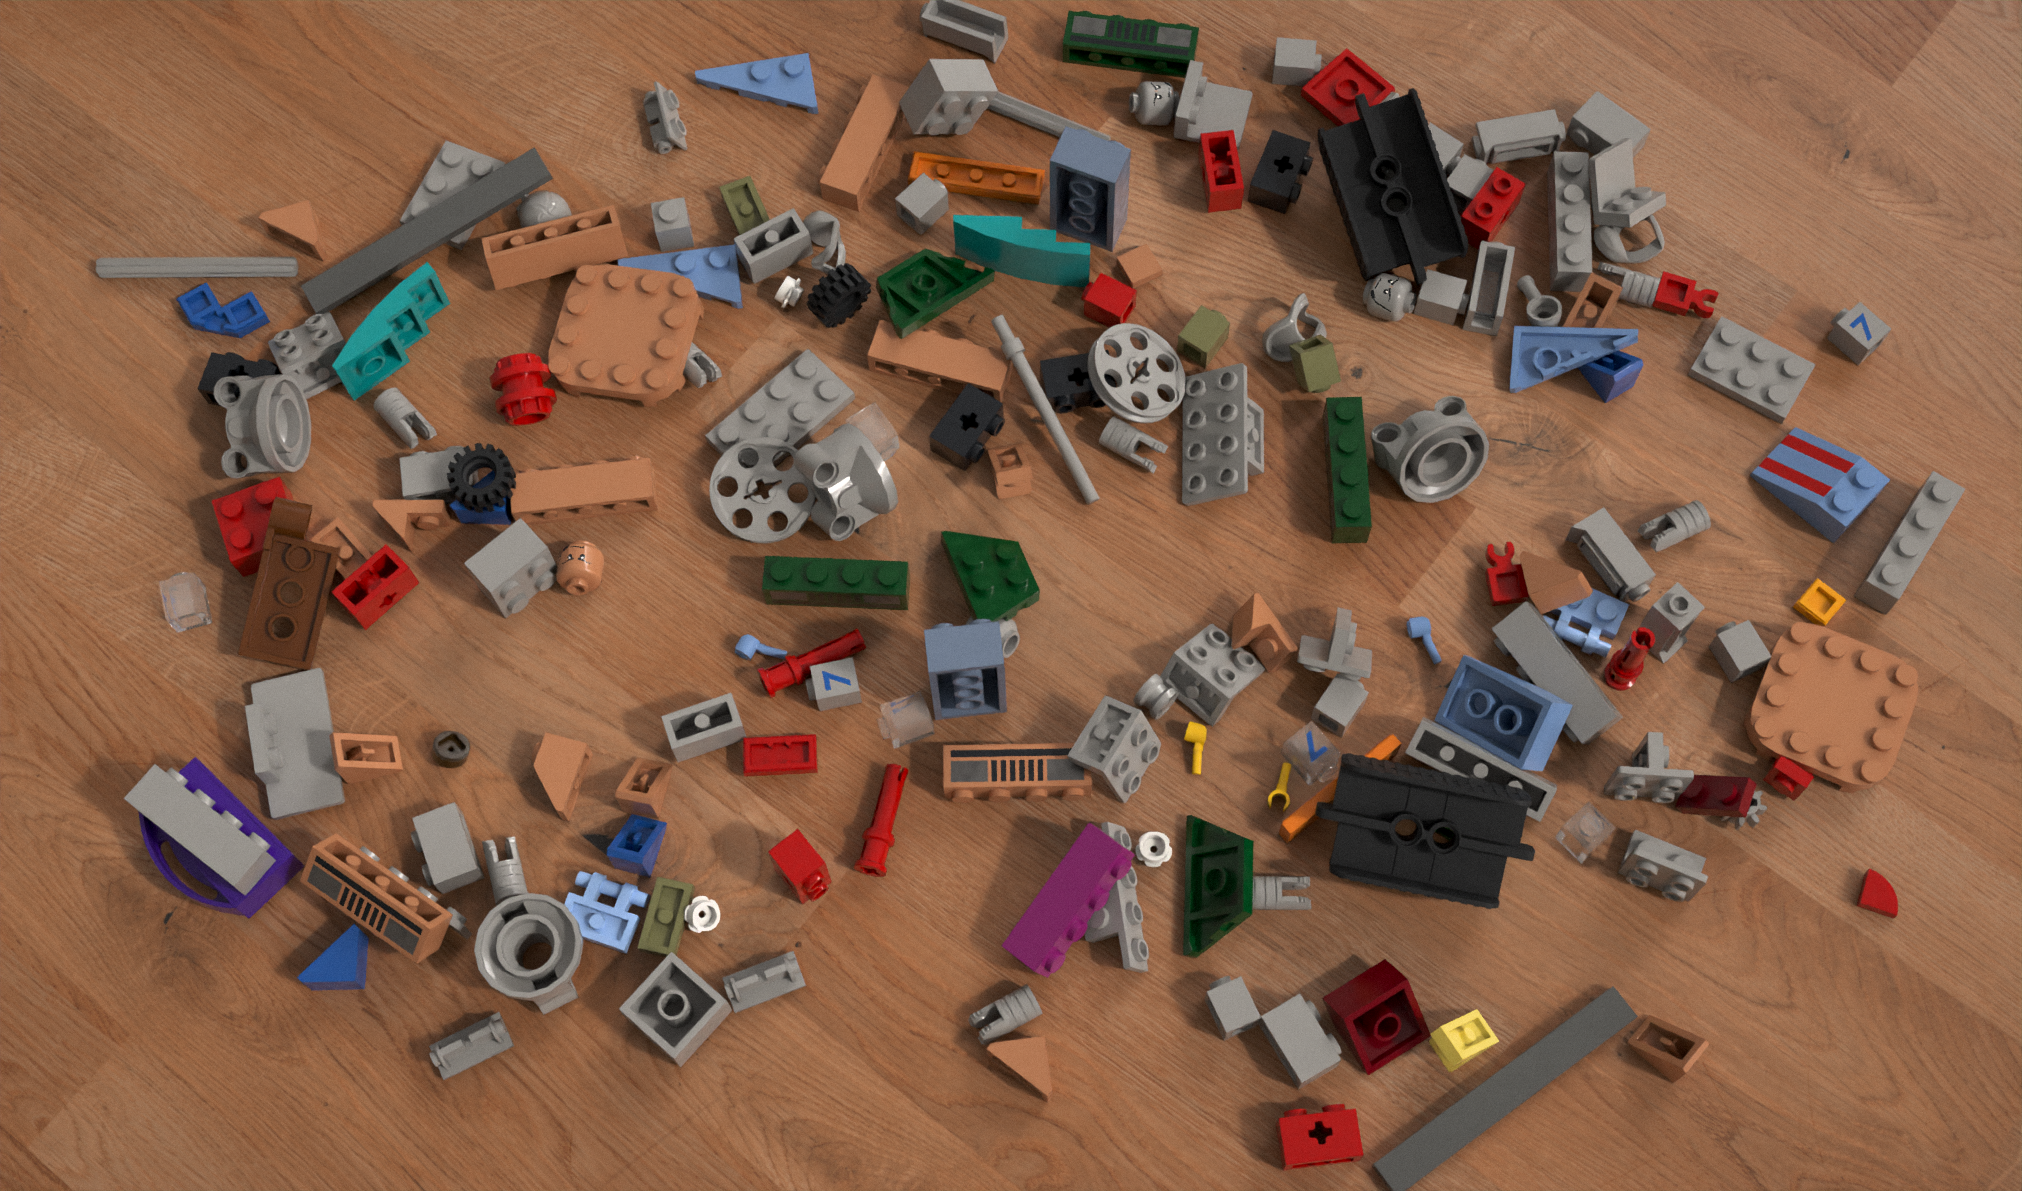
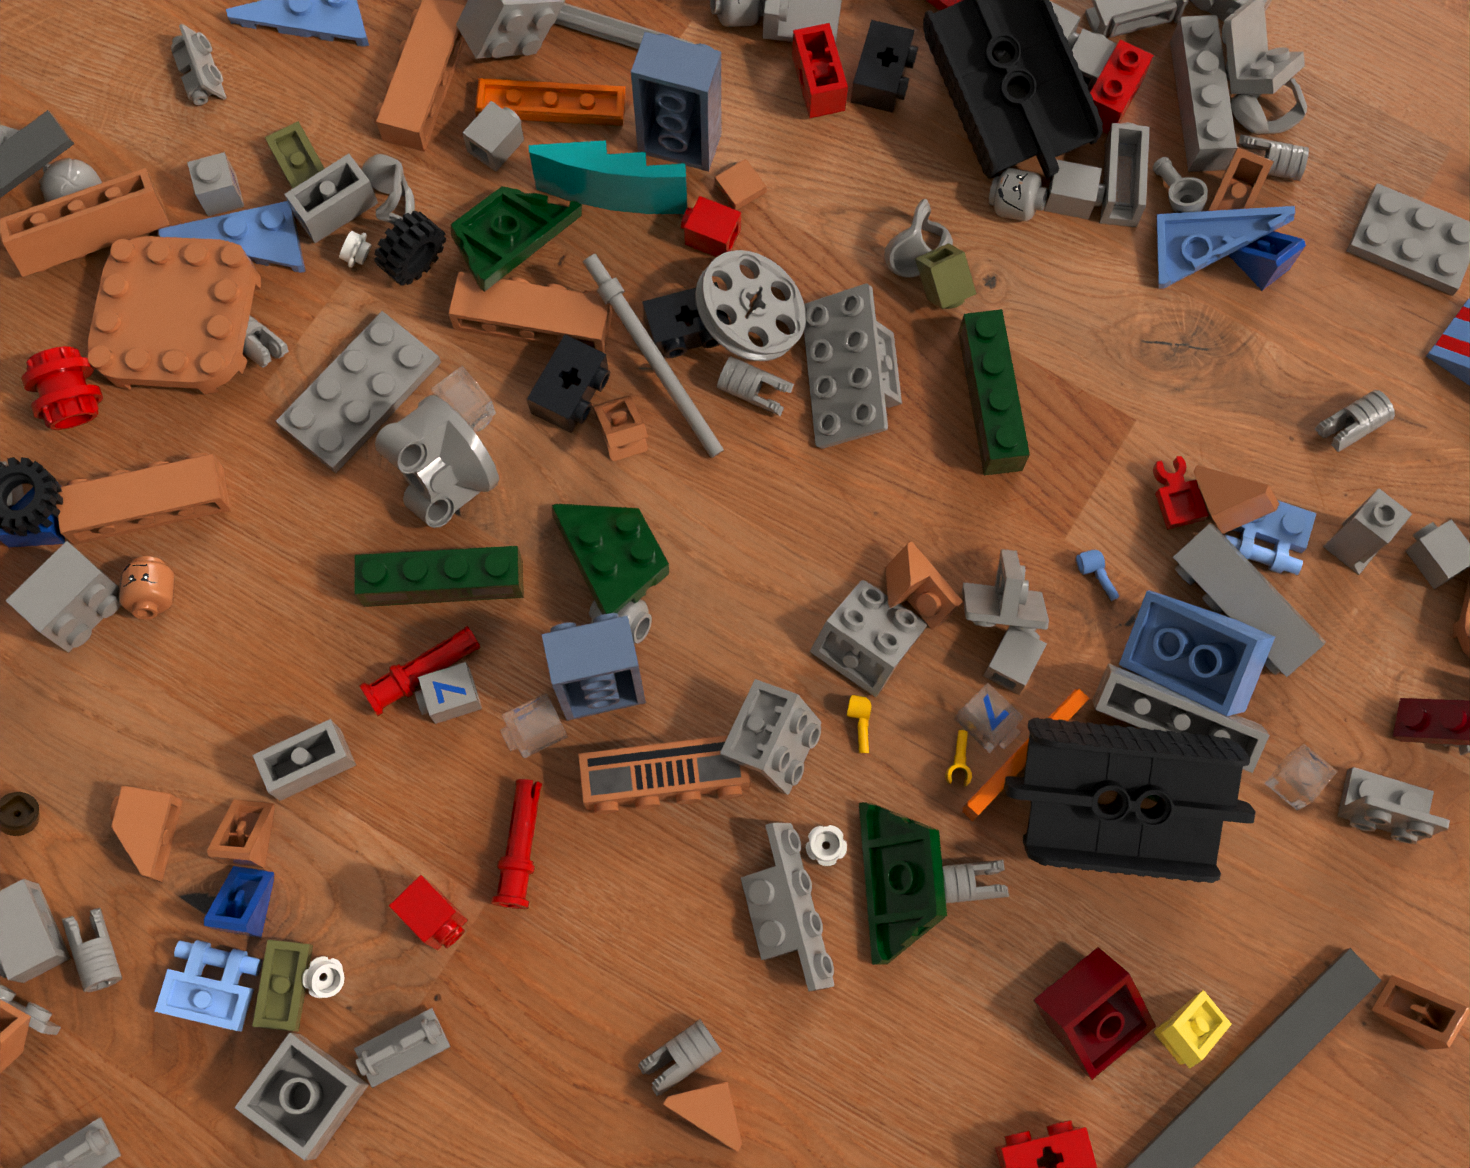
camera: 10 degrees left, 5 degrees up
(514, 928) = (93, 1043): light grey piece -> none
(747, 482) = (327, 470): light grey wedge -> none
(749, 645) = (347, 657): medium blue hand -> none
(780, 755) = (395, 781): red plate -> none
(1068, 901) = (738, 921): magenta brick -> none
(1156, 696) = (810, 670): light grey wheel -> none
(1203, 336) = (819, 256): olive brick -> none
(1231, 1006) = (933, 1020): light grey brick -> none
(1300, 1040) = (1014, 1051): light grey brick -> none
(1432, 451) = (1085, 361): light grey piece -> none
(1612, 556) = (1293, 461): light grey window -> none
(1628, 662) = (1337, 570): red pin -> none
(1648, 774) = (1364, 703): light grey bracket -> none
(1679, 294) = (1329, 164): red plate -> none

